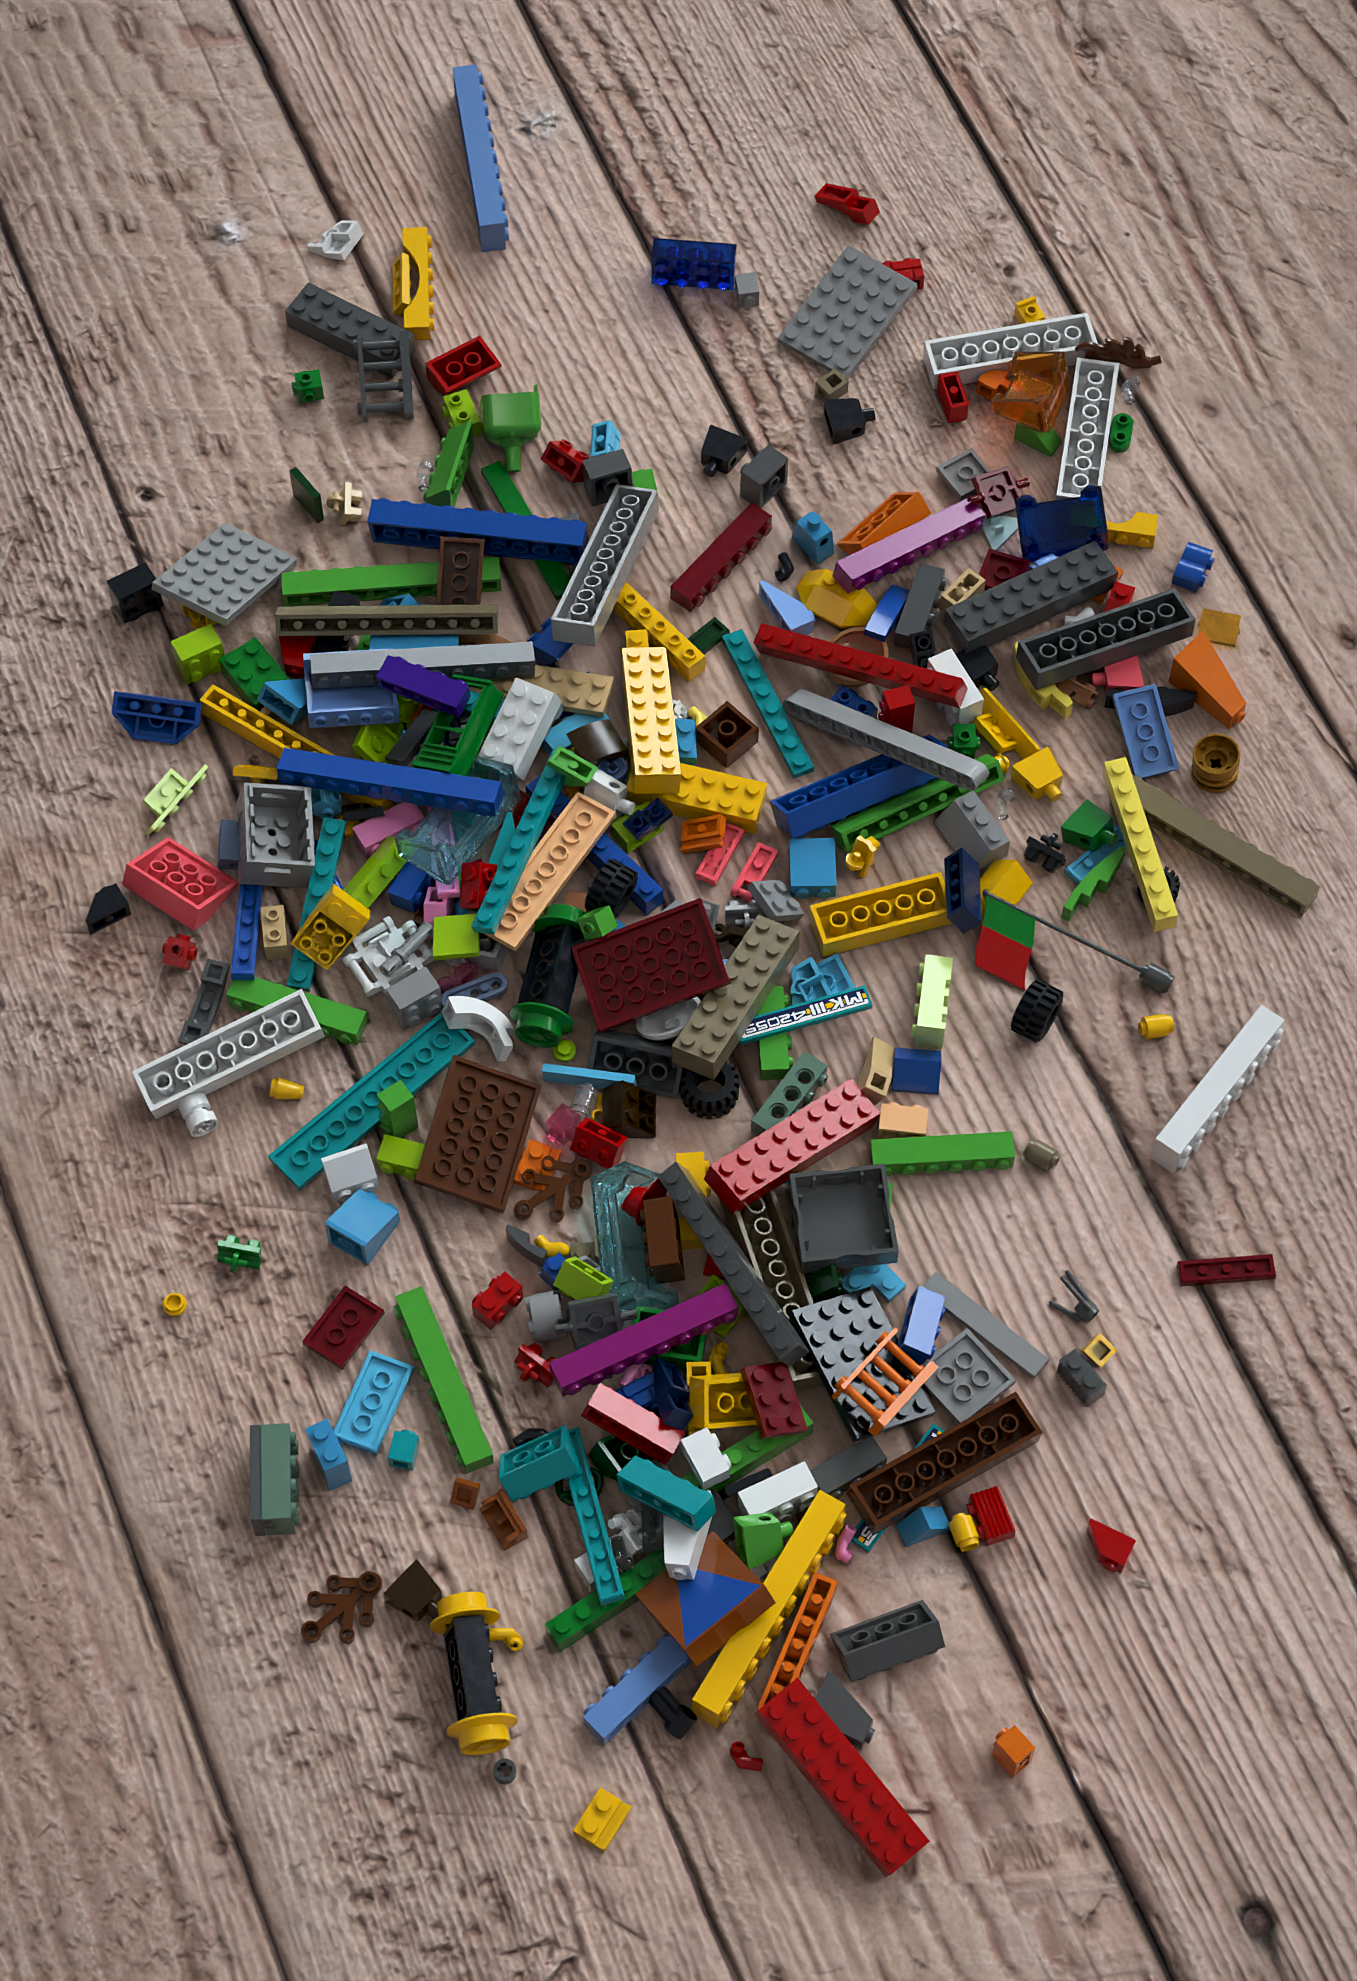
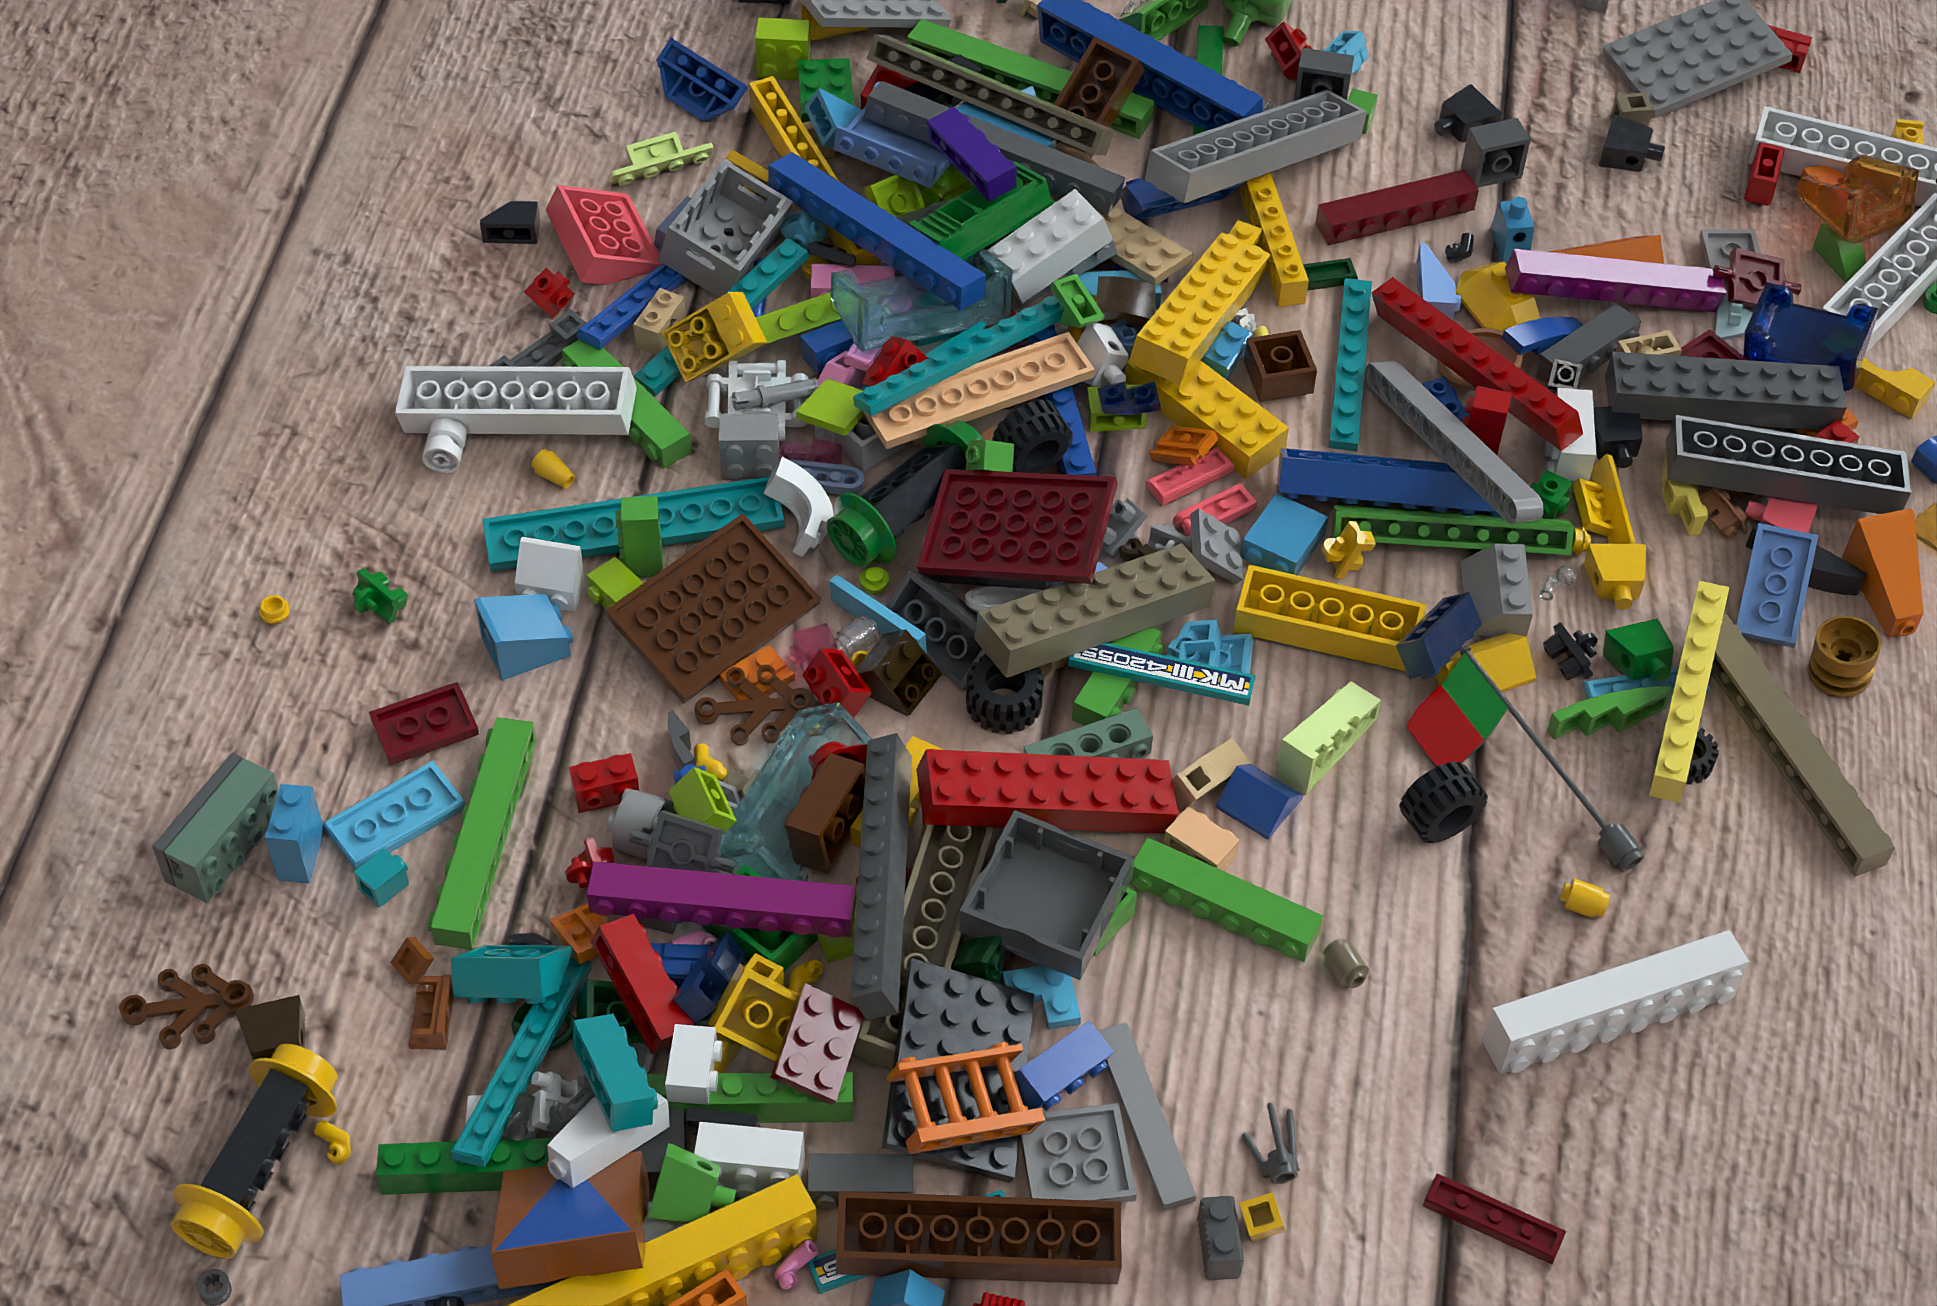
camera: 30 degrees right, 10 degrees down
(559, 1409) = (577, 929): none -> orange wing

